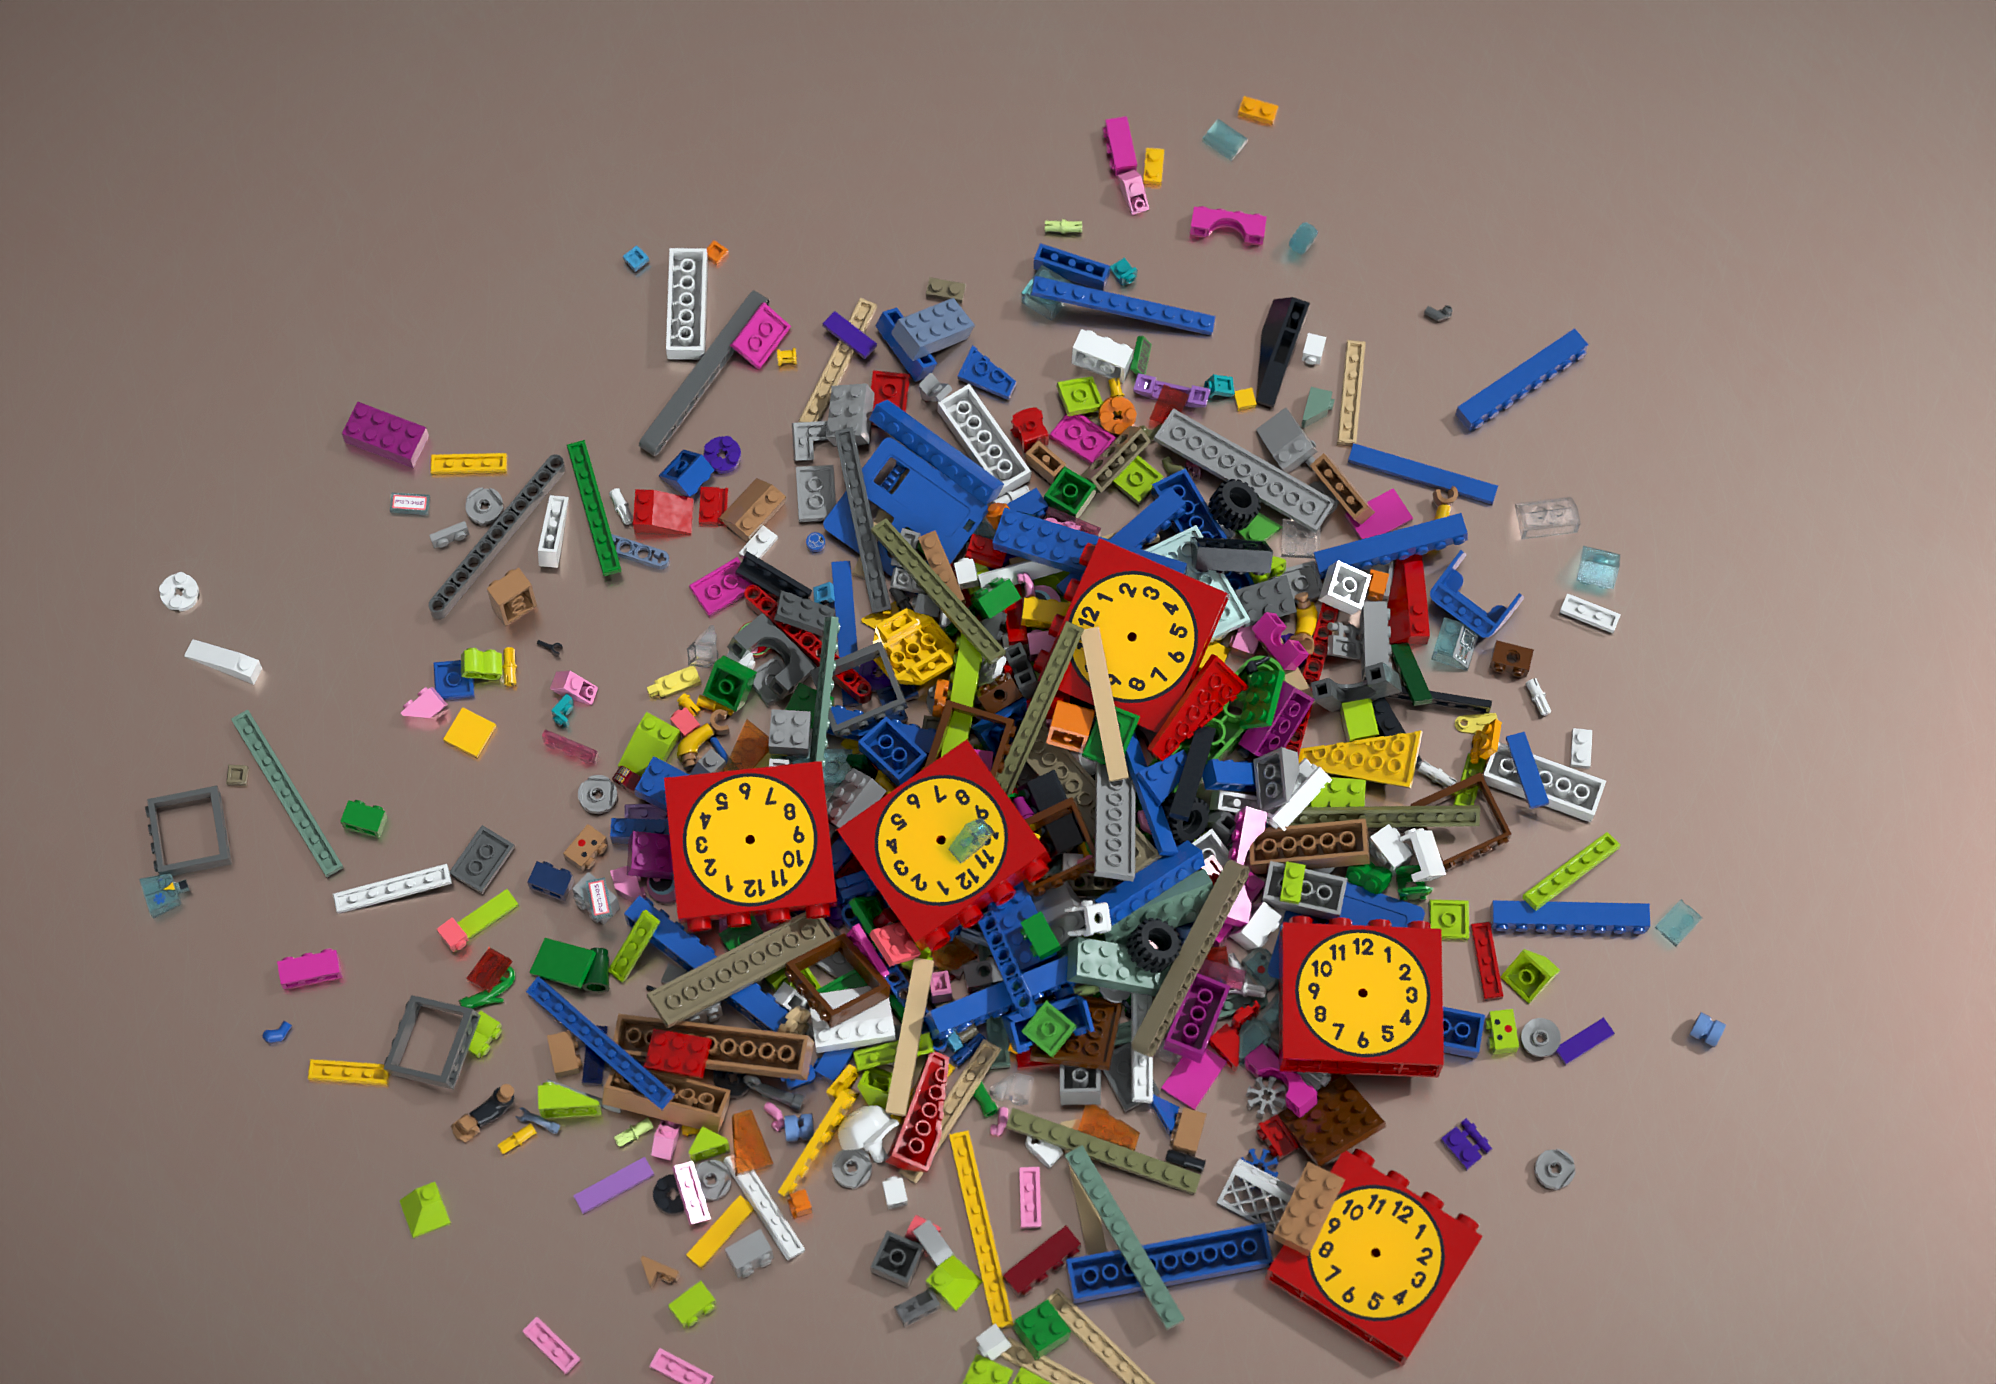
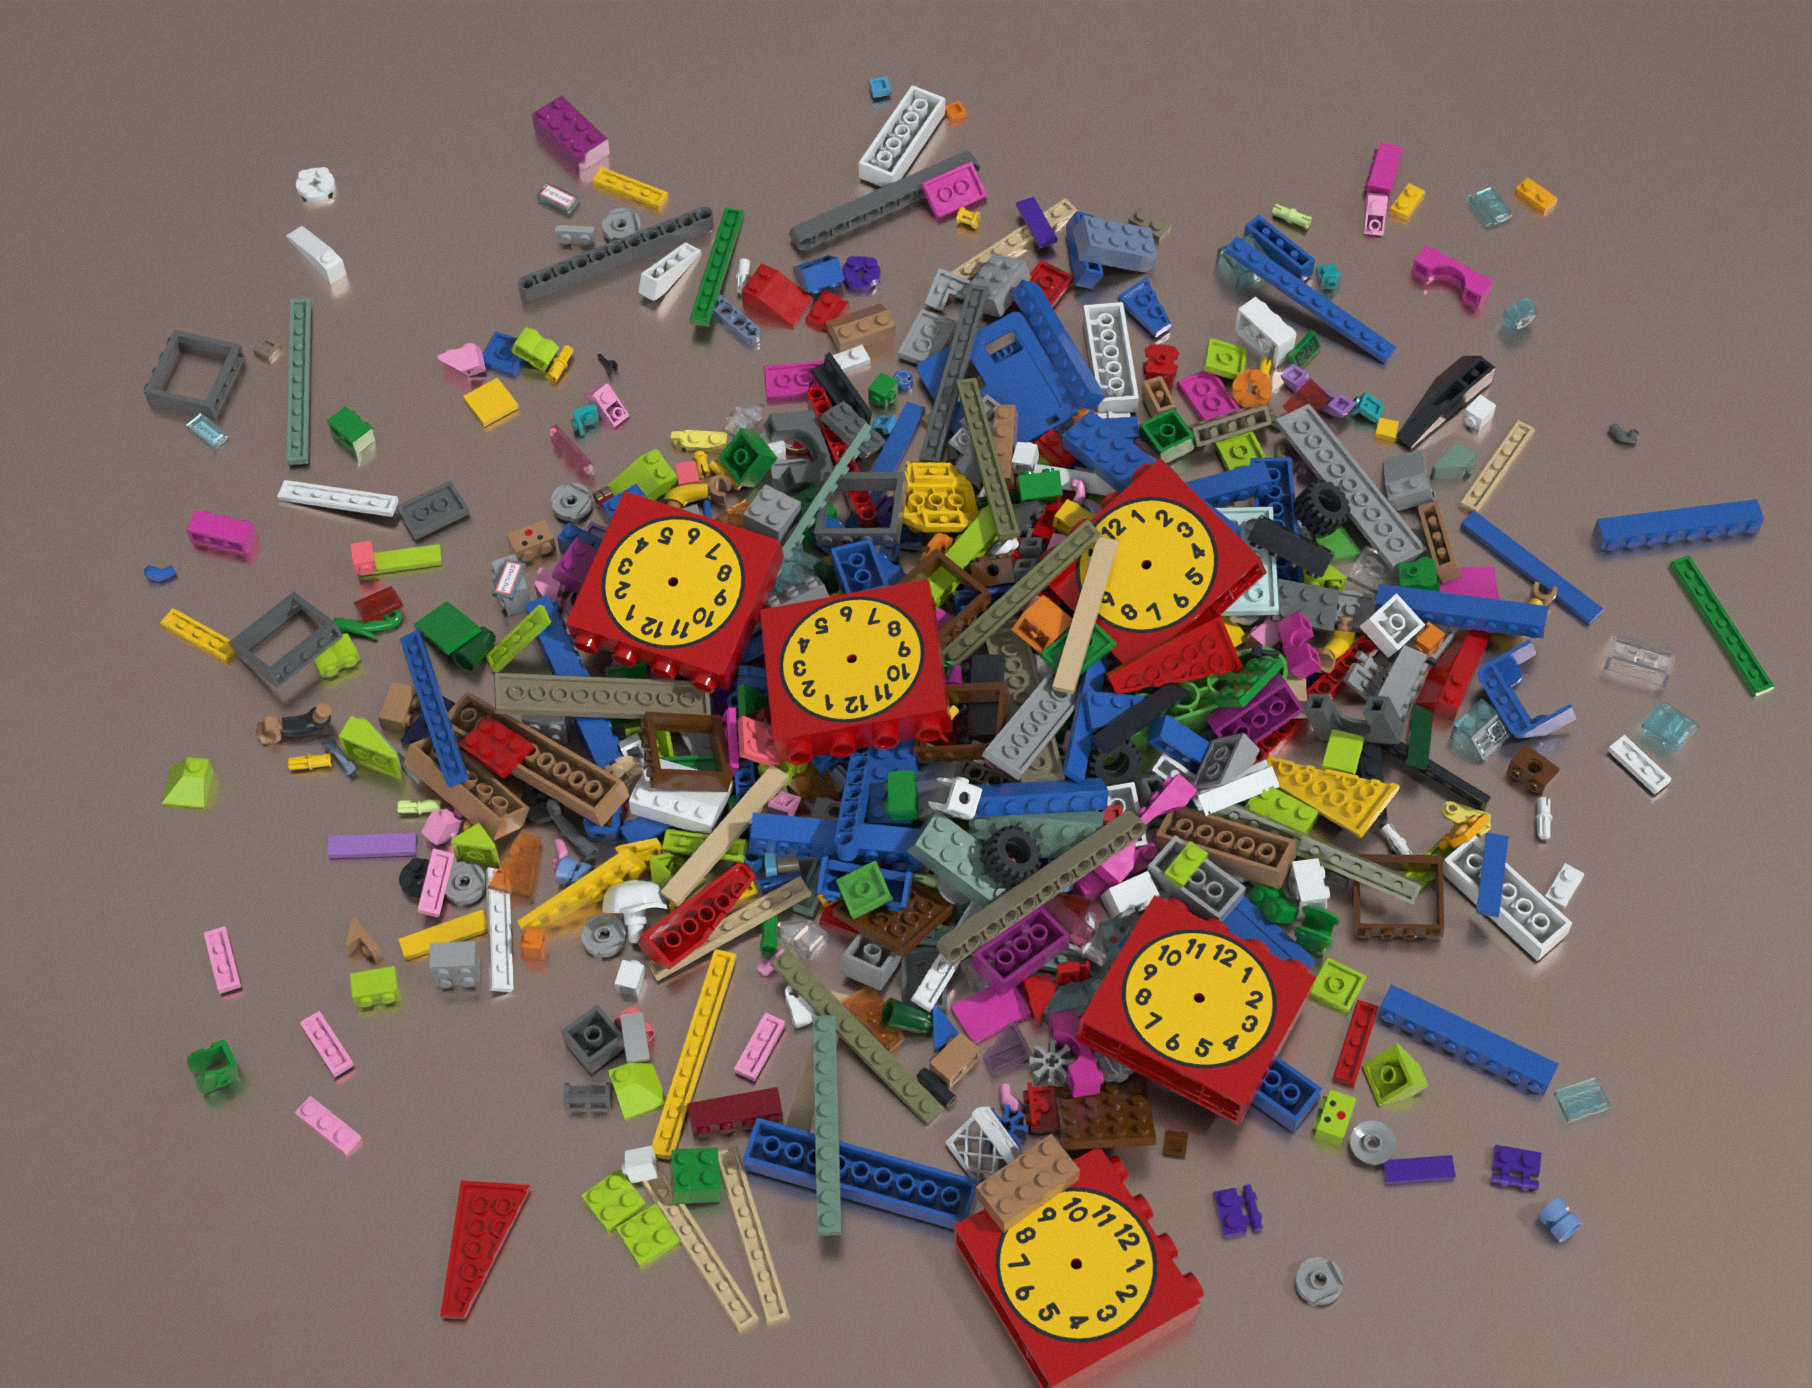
camera: 30 degrees right, 10 degrees down
(162, 893) = (137, 413): clear light blue torso -> none
(234, 880) = (207, 431): none -> clear light blue tile
(511, 596) = (594, 301): medium nougat brick -> none
(551, 880) = (479, 552): dark blue brick -> none
(806, 562) = (883, 390): none -> green brick
(933, 390) = (1086, 293): light grey slope -> none
(970, 839) = (878, 666): clear light blue slope -> none
(1132, 1116) = (905, 1017): none -> dark green plant
(1225, 1103) = (1008, 1051): none -> clear purple wing
(1248, 1143) = (1007, 1099): none -> bright pink arm
(1341, 529) = (1419, 574): none -> green piece
(1393, 1113) = (1175, 1143): none -> reddish brown tile
(1426, 853) = (1342, 906): white panel -> none
(1571, 871) = (1490, 995): lime tile -> none
(1595, 455) = (1721, 626): none -> green tile
(1653, 997) = (1516, 1161): none -> dark purple plate

